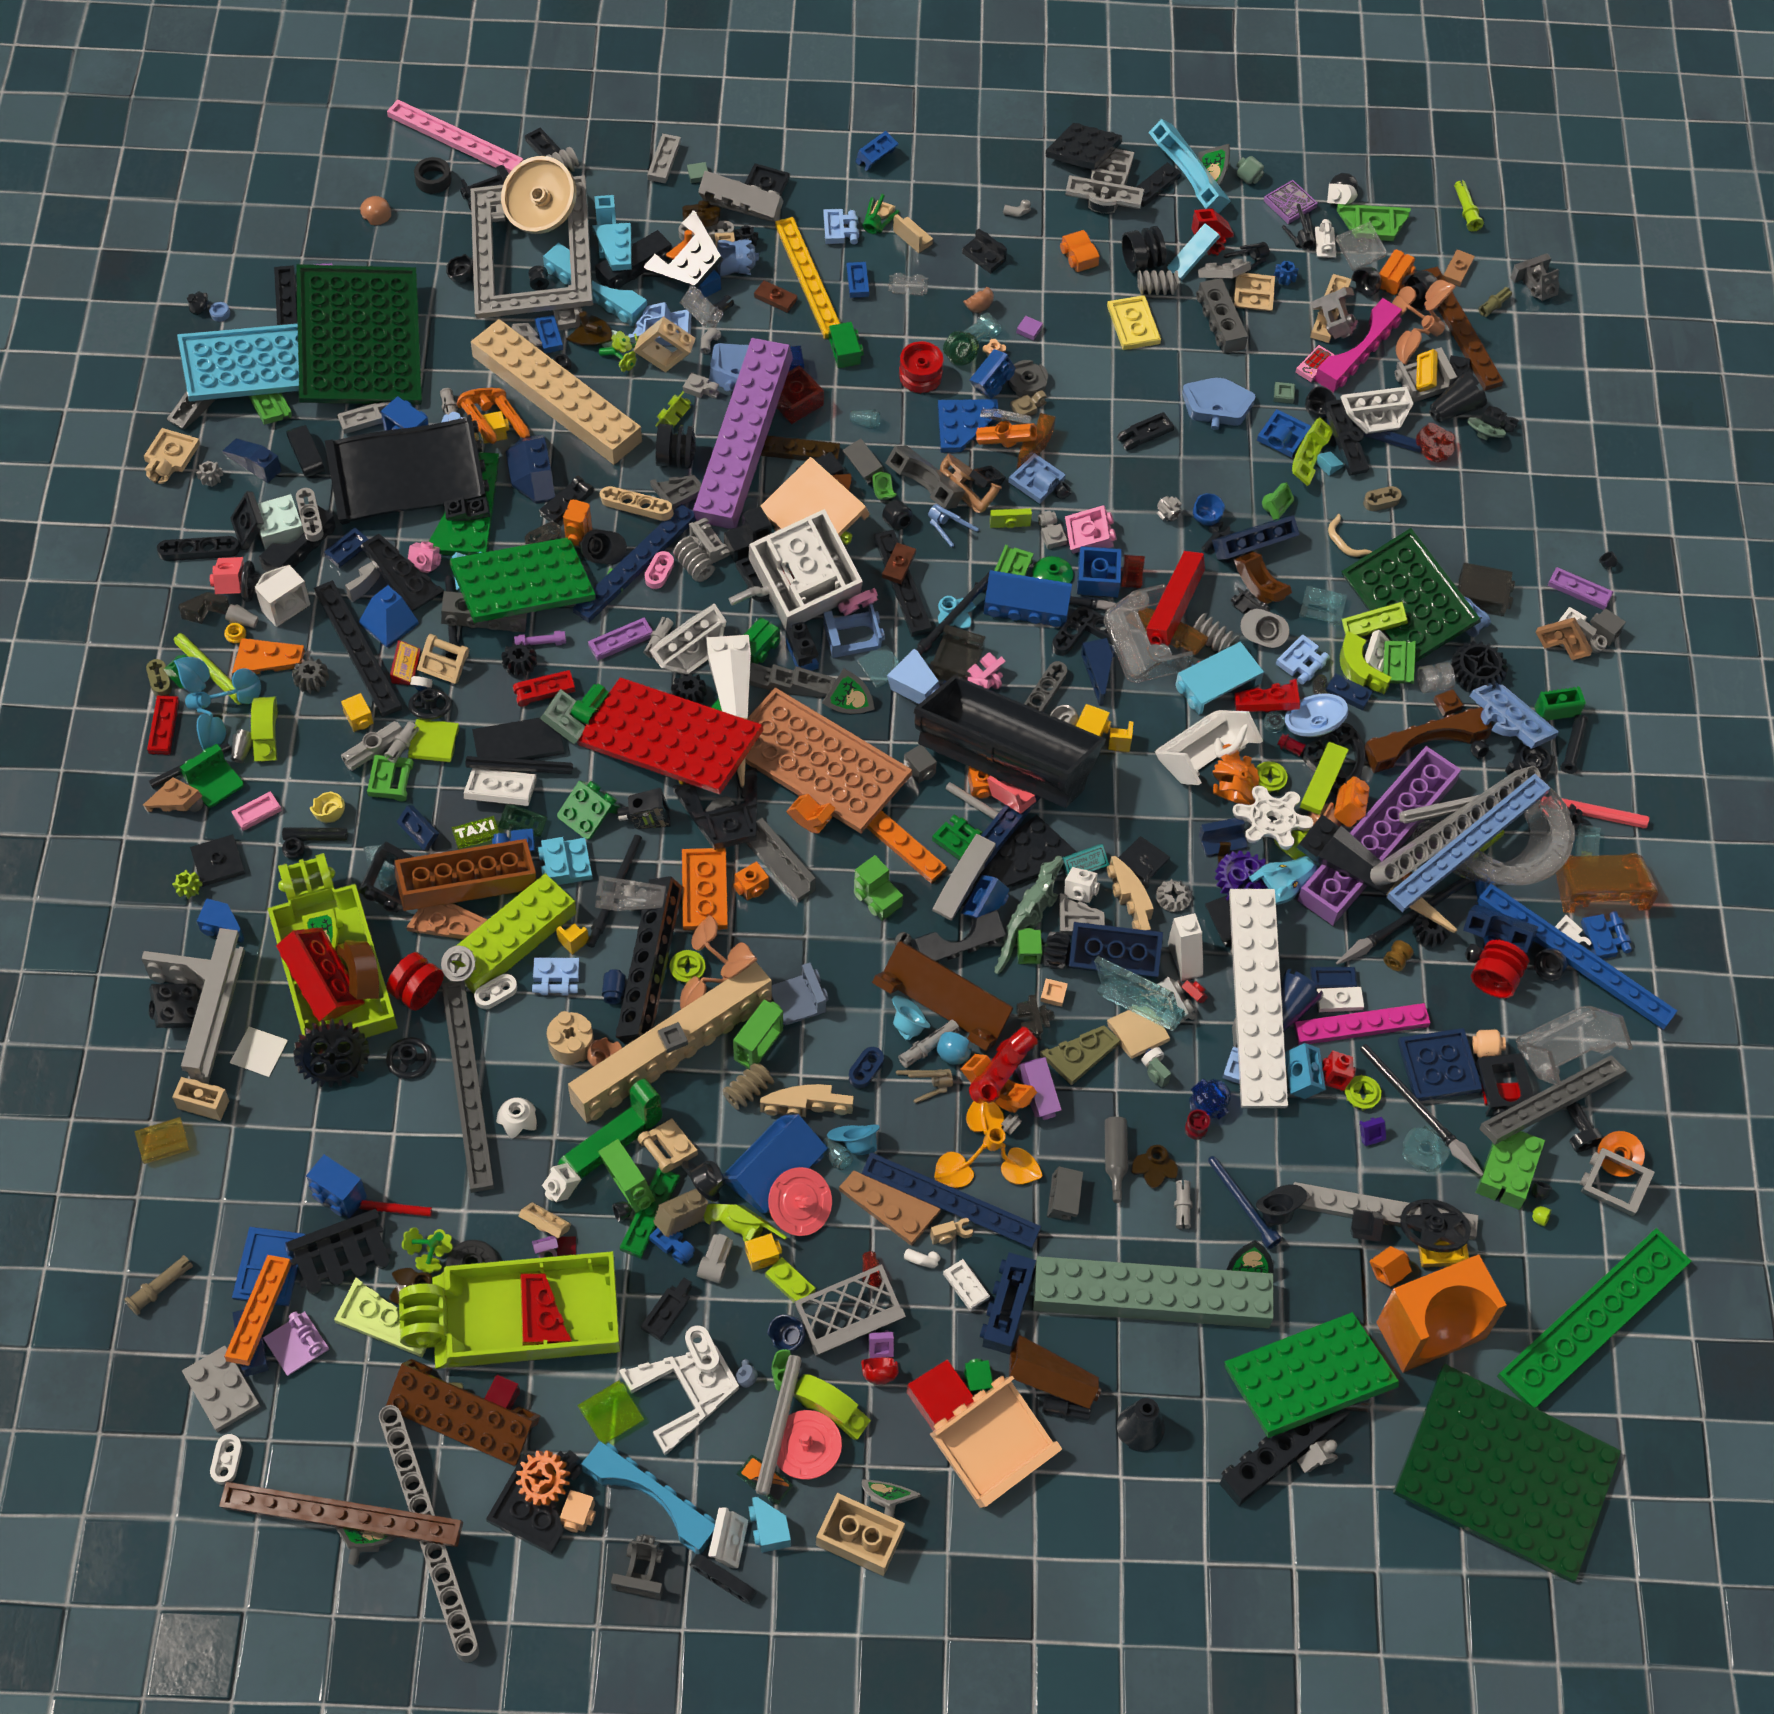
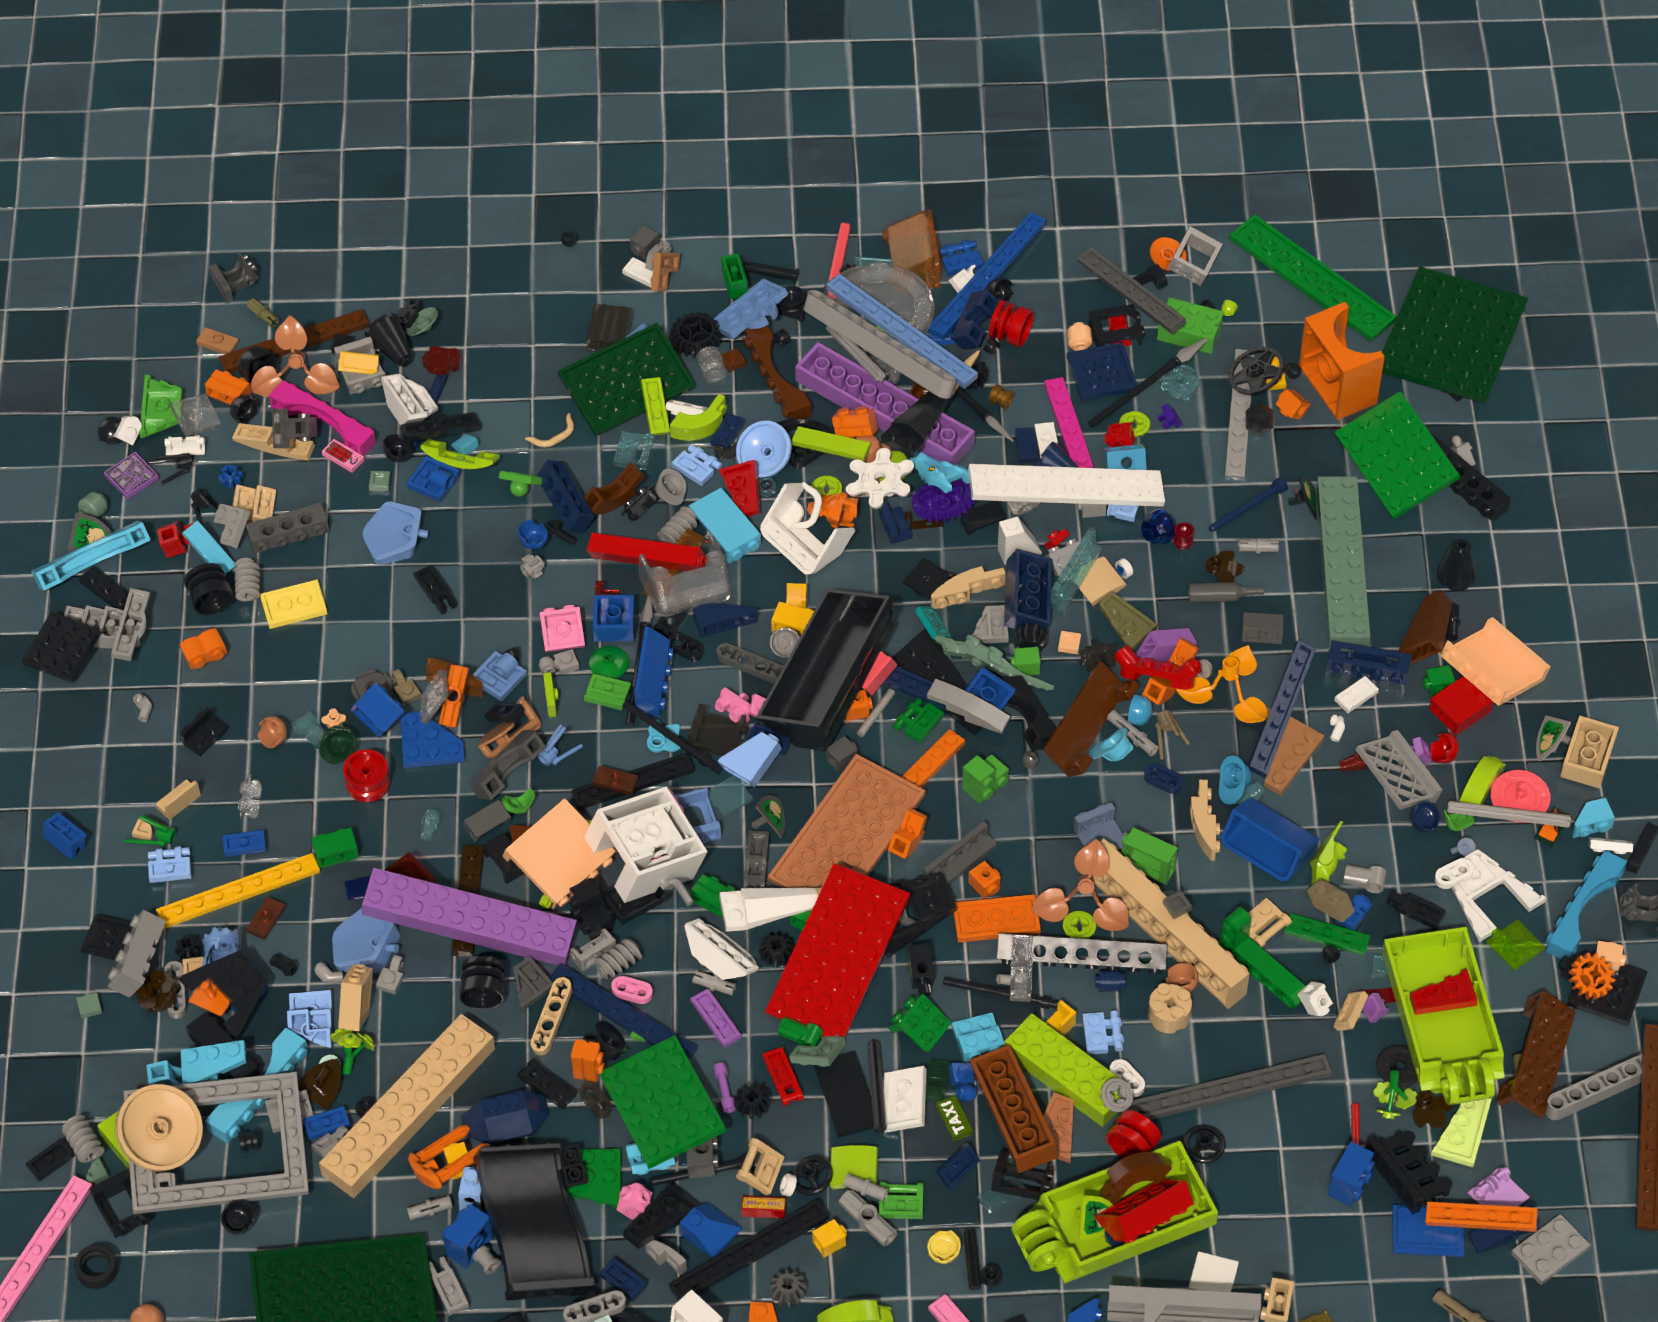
camera: 90 degrees left, 5 degrees down
(226, 1460) = (1615, 1231): white plate -> none
(331, 1052) = (1222, 1191): black gear -> none
(503, 1392) = (1519, 1021): dark red panel -> none
(513, 1123) = (1252, 1051): white piece -> none
(627, 1176) = (1306, 941): bright green window -> none
(664, 158) = (70, 1038): light grey plate -> none
(677, 405) = (425, 998): lime hinge -> none
(701, 308) = (291, 978): clear hinge -> none
(706, 1178) = (1293, 883): black piece -> none
(747, 1084) = (1197, 865): dark tan piece -> none
(762, 1251) = (1354, 841): yellow brick -> none
(789, 1280) = (1374, 823): lime plate -> none
(800, 1201) = (1305, 813): coral piece -> none
(802, 647) = (721, 856): black hips -> none
(897, 515) = (552, 788): black head -> none
(946, 1232) = (1312, 710): tan plate -> none
(1029, 328) = (303, 691): medium lavender tile -> none
(1081, 885) = (961, 622): white brick -> none
(1158, 1072) = (1139, 563): sand green plate -> none
(1167, 901) = (951, 562): light grey gear -> none
(1281, 1203) = (1249, 474): black piece -> none
(1291, 744) = (790, 474): dark red pin -> none
(1382, 498) = (509, 403): dark tan beam -> none
(1400, 661) = (696, 390): bright green plate -> none
(1470, 211) = (146, 329): lime pin -> none
(1571, 1037) = (1062, 288): clear windscreen -> none
(1580, 588) = (599, 262): medium lavender tile -> none

